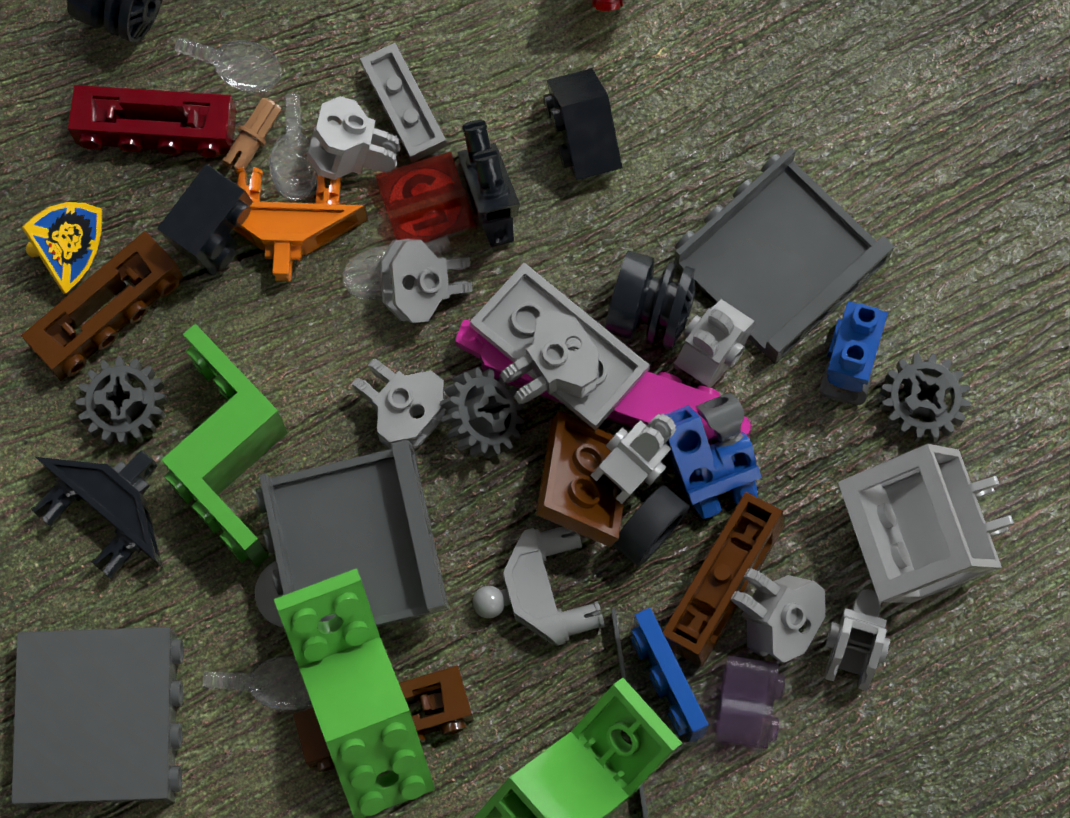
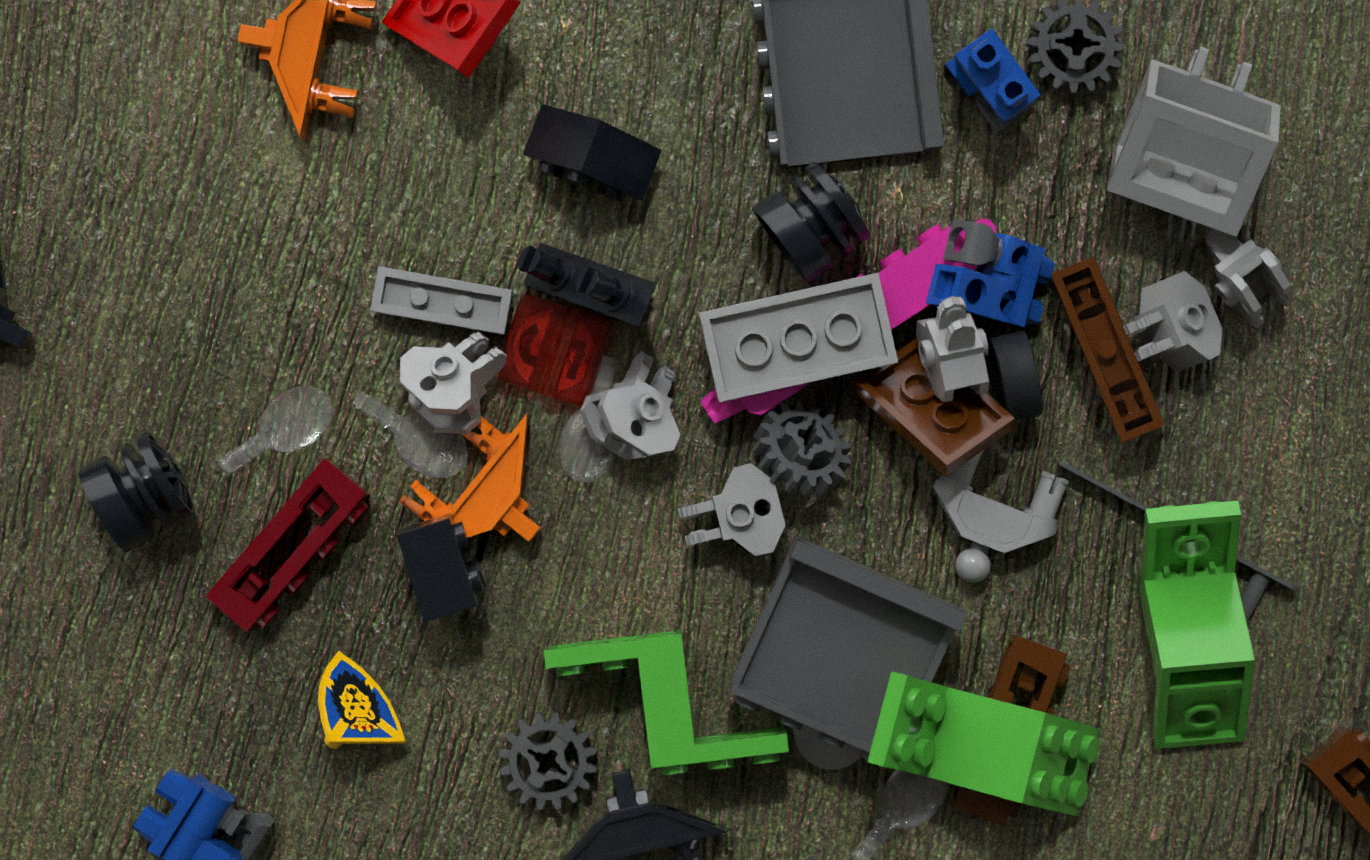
camera: 55 degrees left, 15 degrees up
(152, 274) = (467, 734): reddish brown brick -> none
(252, 134) = (370, 462): medium nougat axle -> none
(553, 361) = (822, 360): light grey hinge -> none
(668, 677) = (1159, 463): blue plate -> none
(714, 343) = (890, 194): light grey hinge -> none
(748, 703) = (1226, 409): clear purple brick -> none

